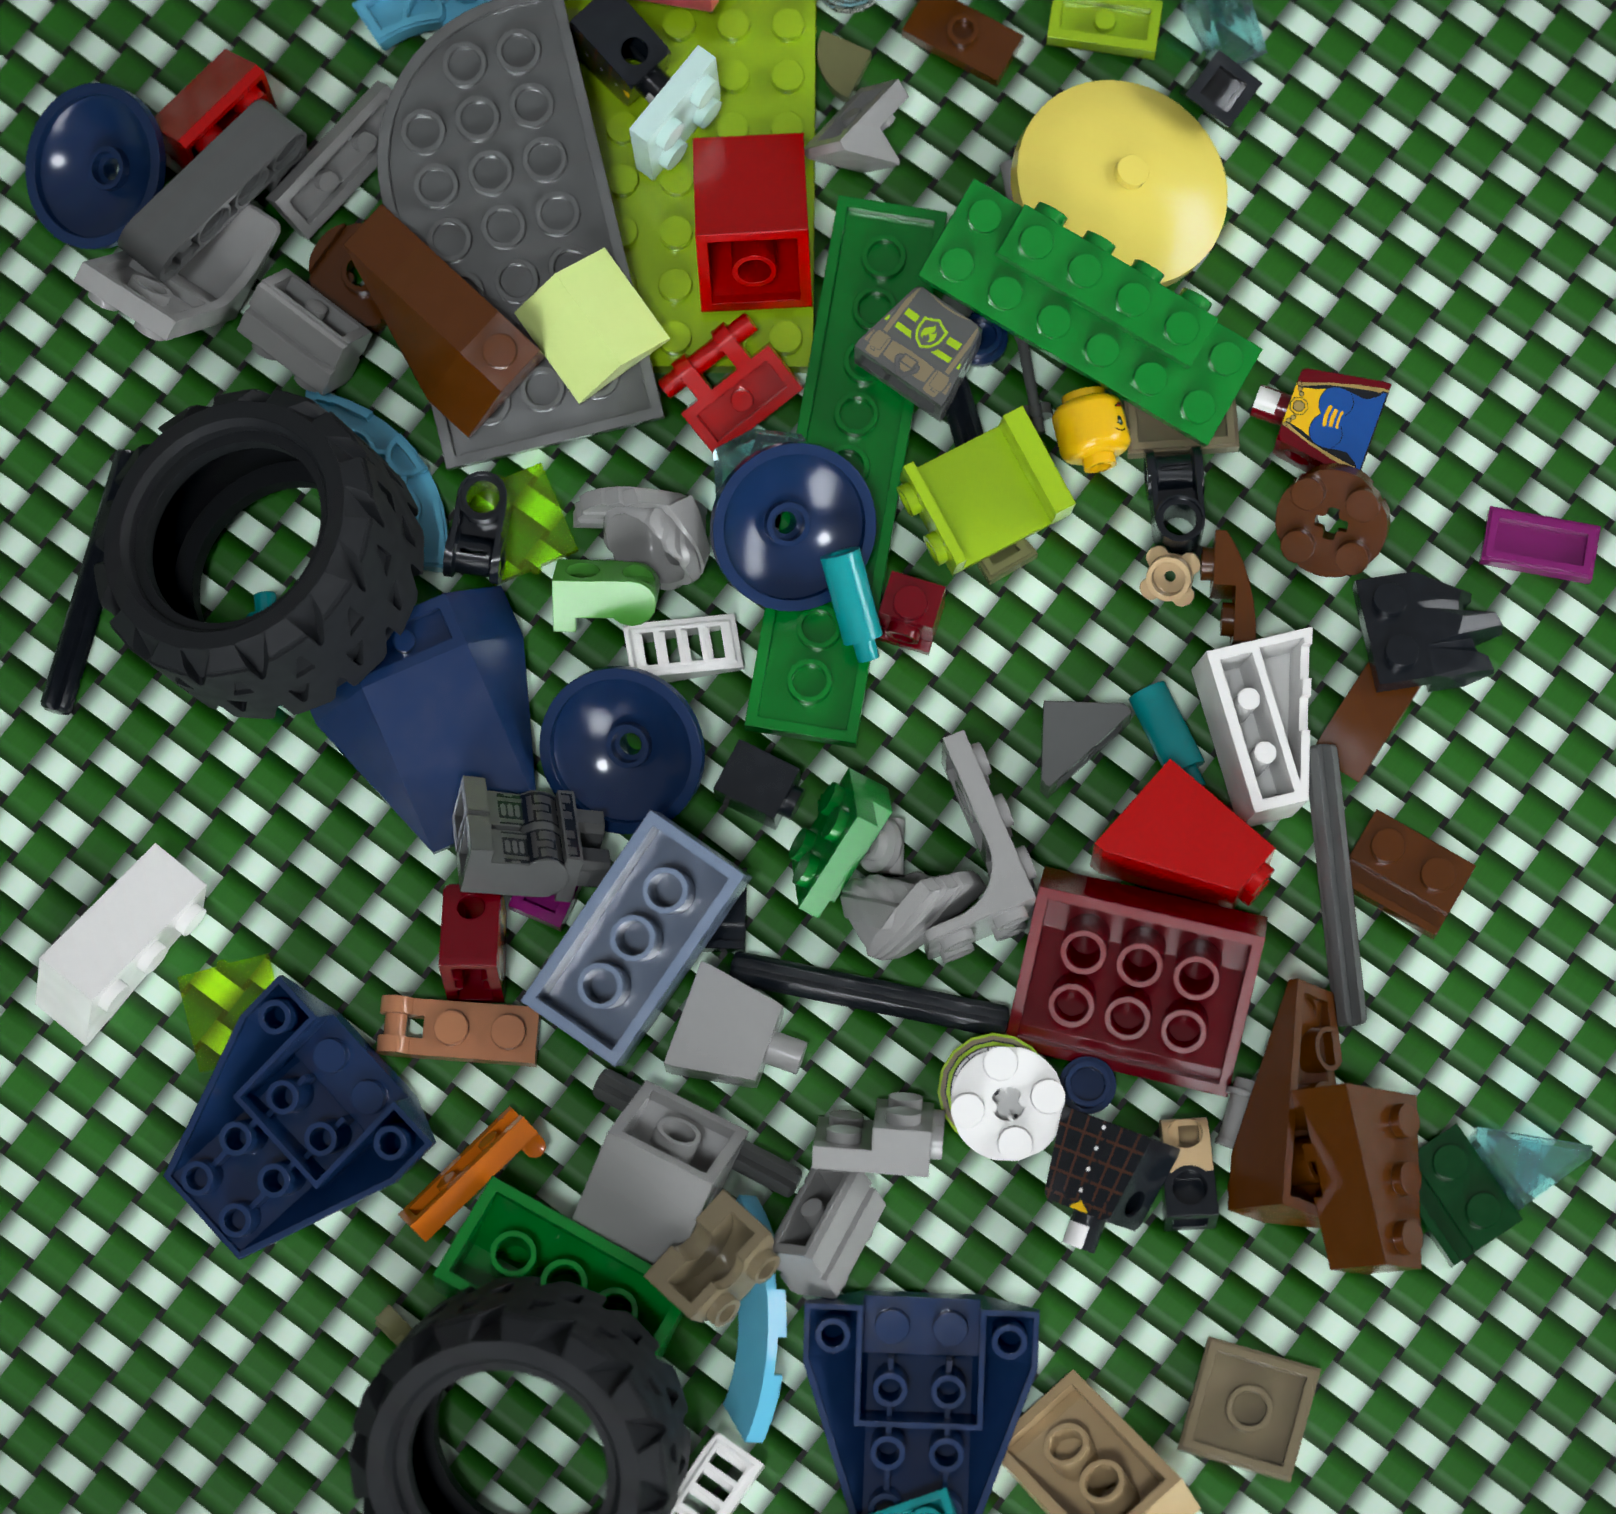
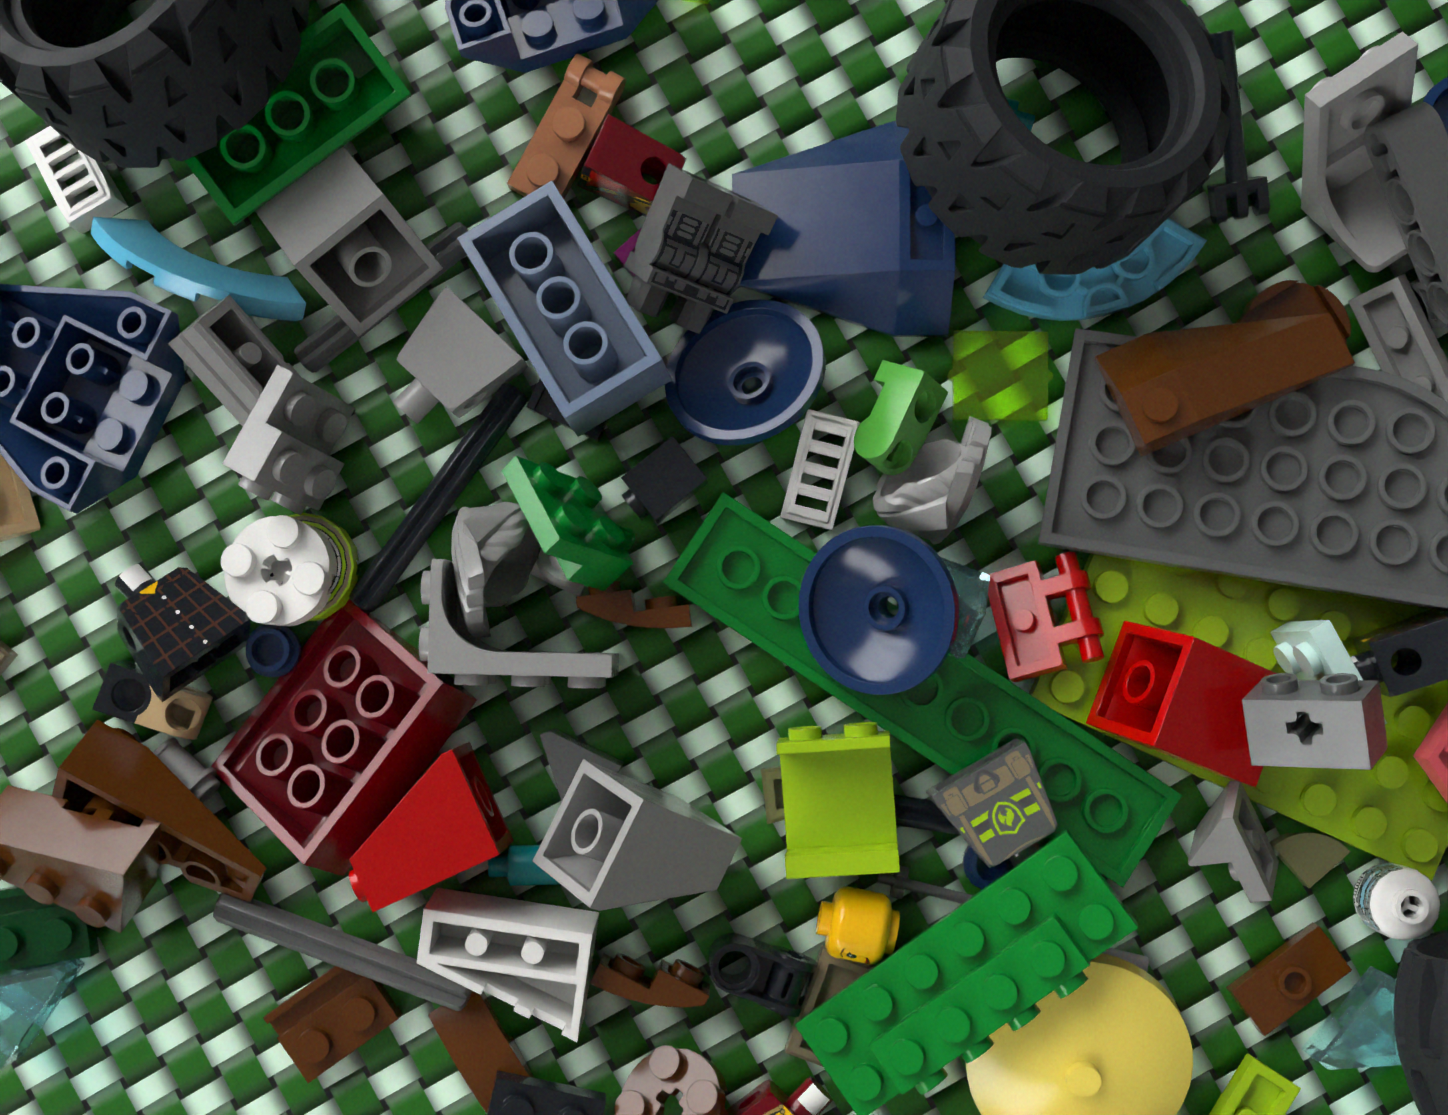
camera: 110 degrees right, 10 degrees up
(238, 378) = (1237, 183): none -> black hinge
(303, 332) = (1261, 255): light grey brick -> none
(471, 1172) = (434, 88): orange hinge -> none
(478, 540) = (1001, 332): black piece -> none
(590, 324) = (1153, 510): yellowish green slope -> none
(716, 1263) = (233, 241): dark tan cylinder -> none
(725, 104) = (1287, 736): none -> brick
(853, 601) = (787, 634): teal cylinder -> none
(895, 770) = (621, 608): none -> reddish brown slope
(911, 612) = (760, 684): dark red brick -> none
(1106, 652) = (631, 842): none -> light grey slope
(1157, 586) = (677, 931): tan plate -> none

